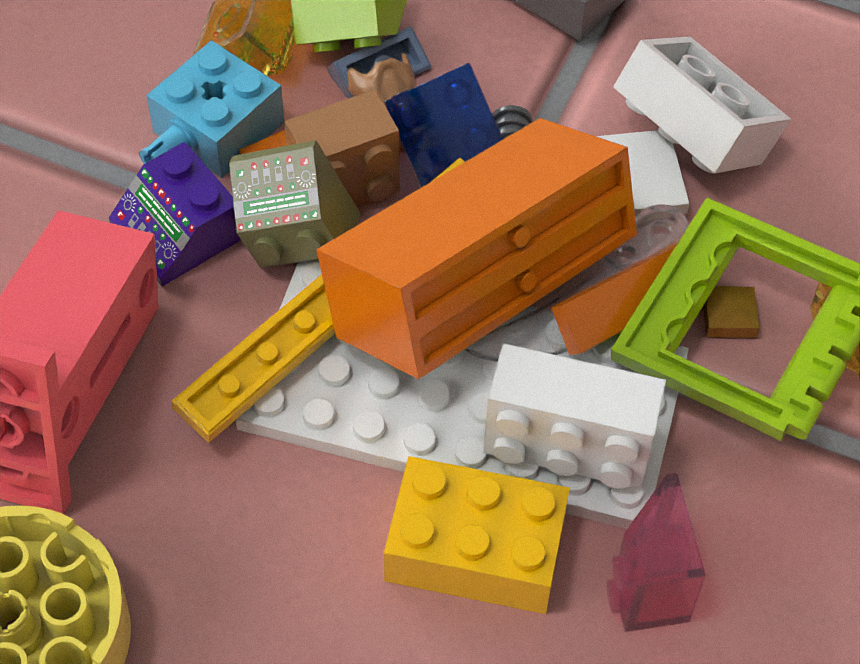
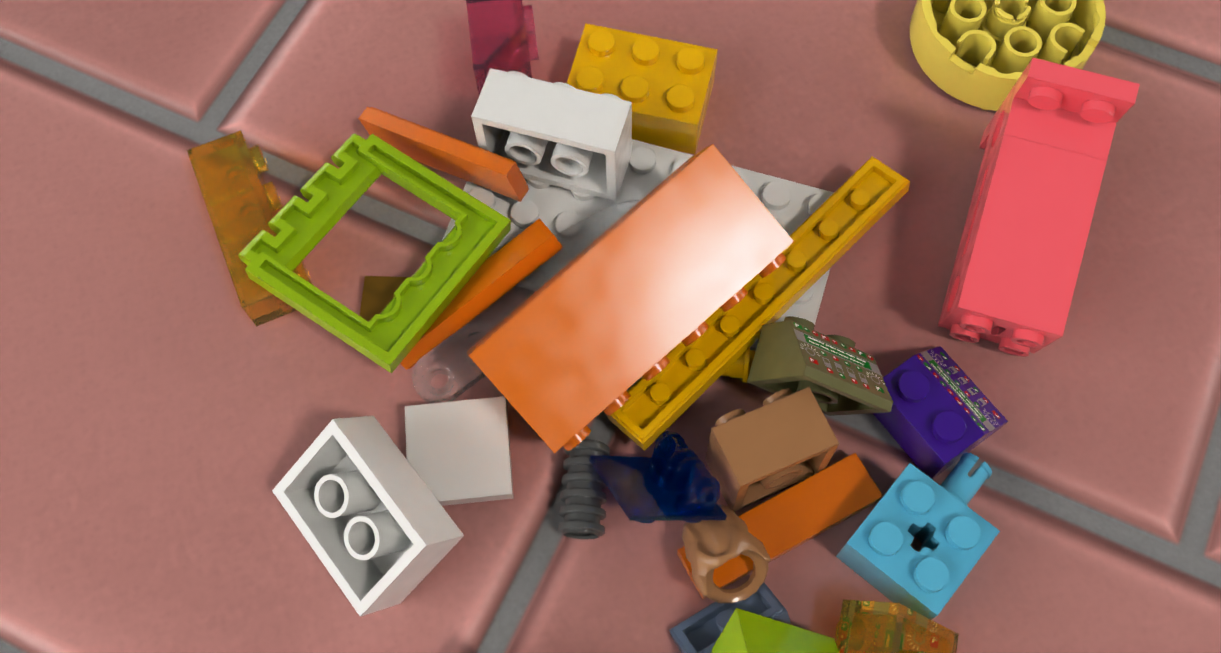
camera: 175 degrees left, 10 degrees up
(725, 446) = (447, 153): none -> orange tile

